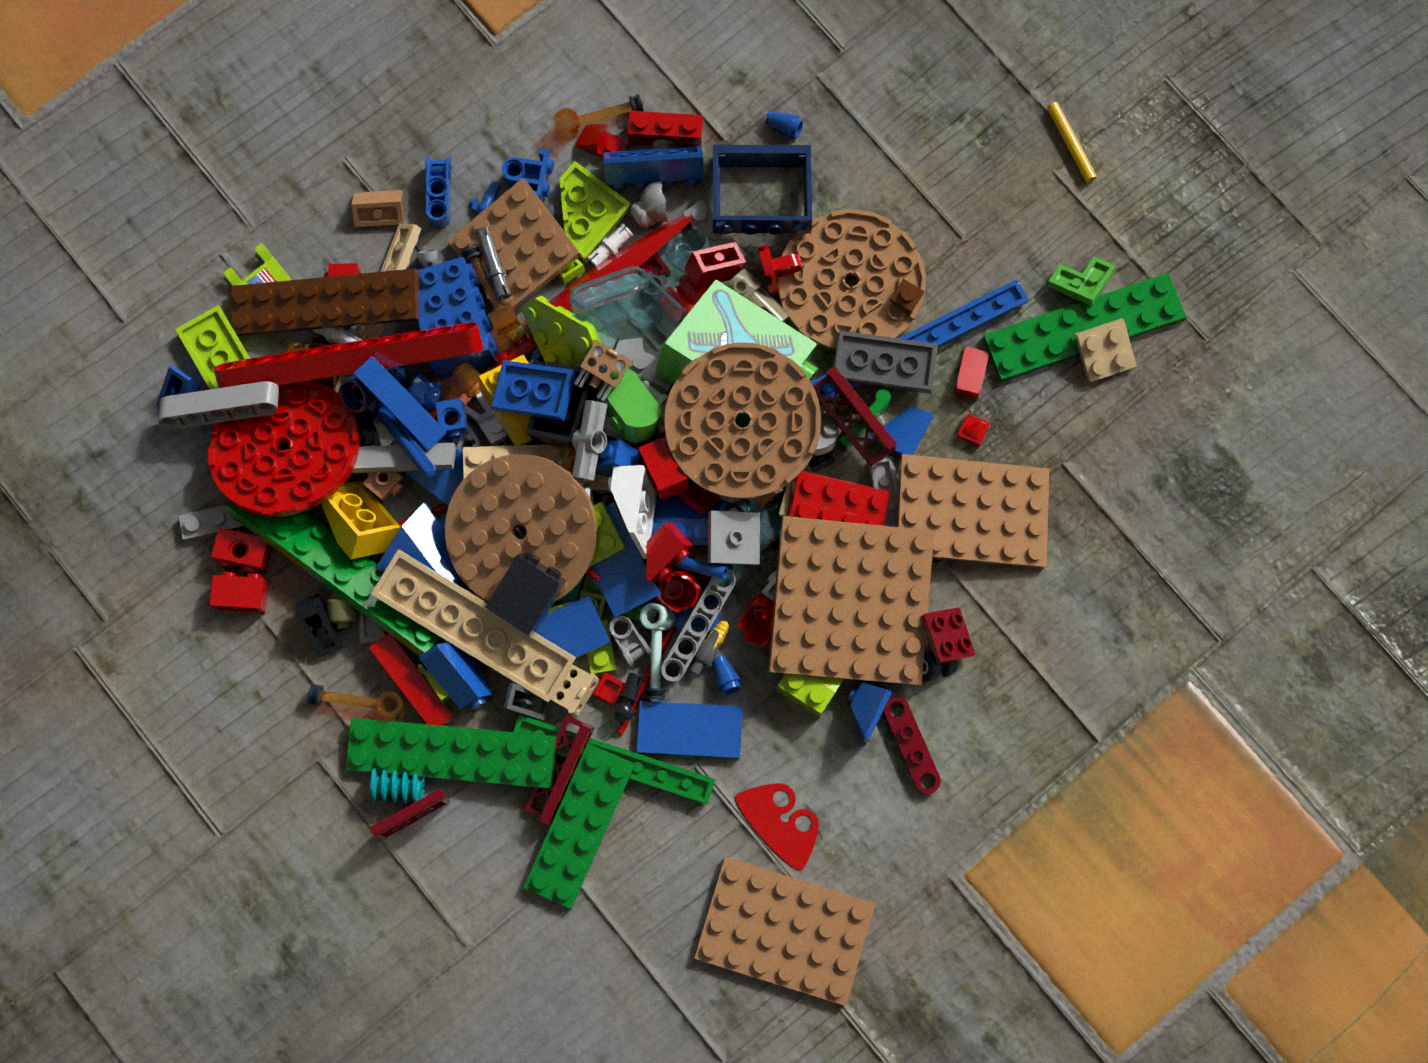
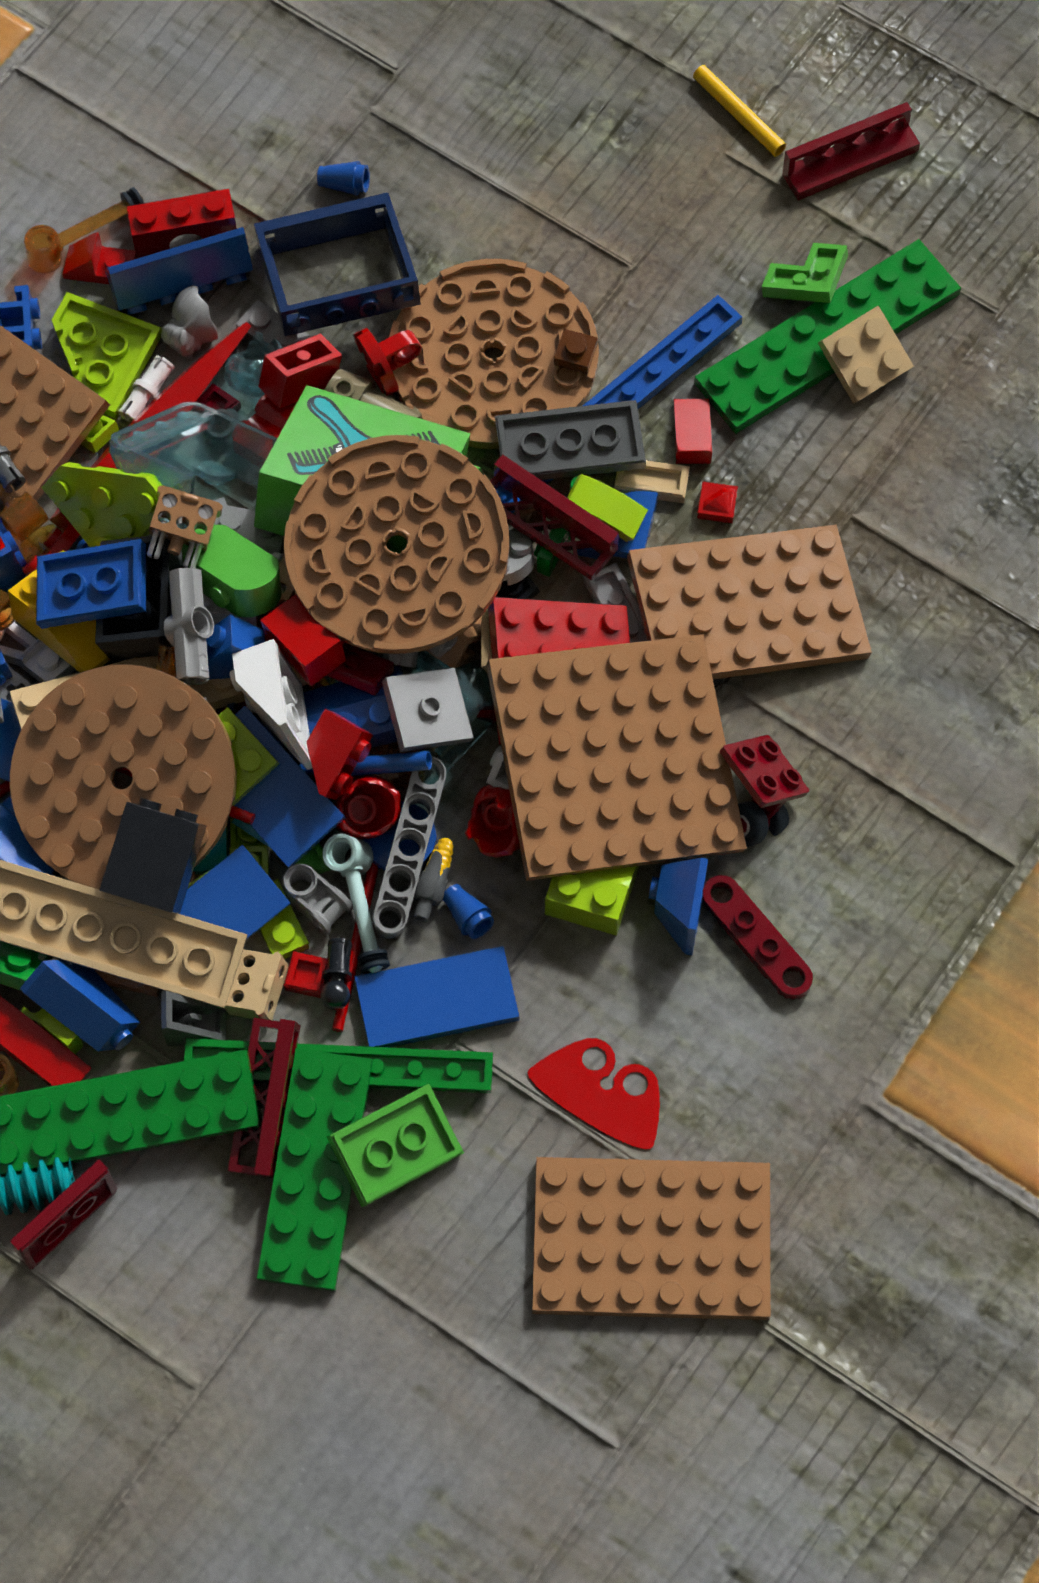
camera: 15 degrees left, 10 degrees down
(635, 825) = (395, 1145): none -> bright green tile
(895, 418) = (608, 506): none -> lime slope
(937, 403) = (659, 477): none -> tan tile
(1139, 195) = (851, 153): none -> dark red fence

